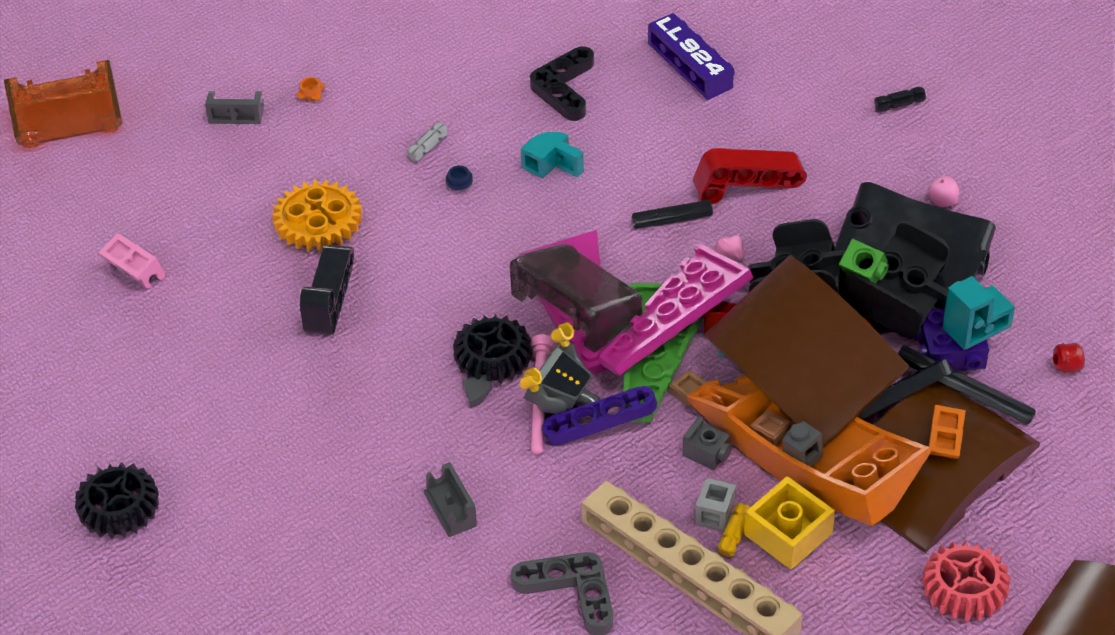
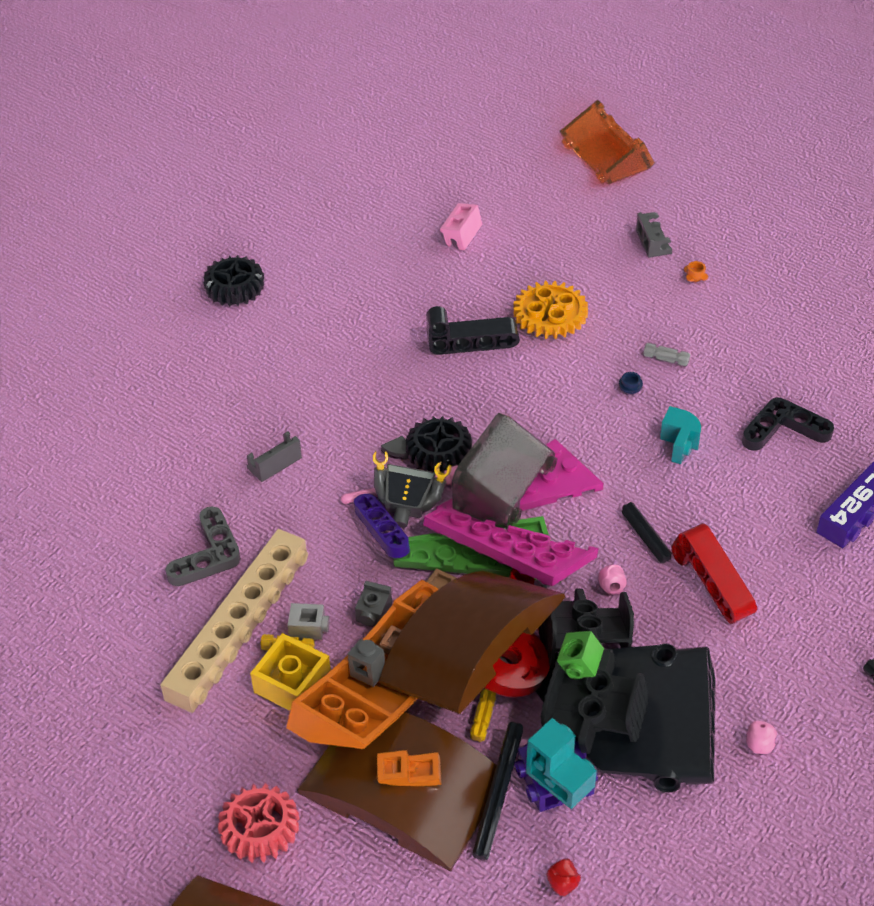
camera: 75 degrees right, 0 degrees up
(909, 385) = (468, 734): black beam -> none

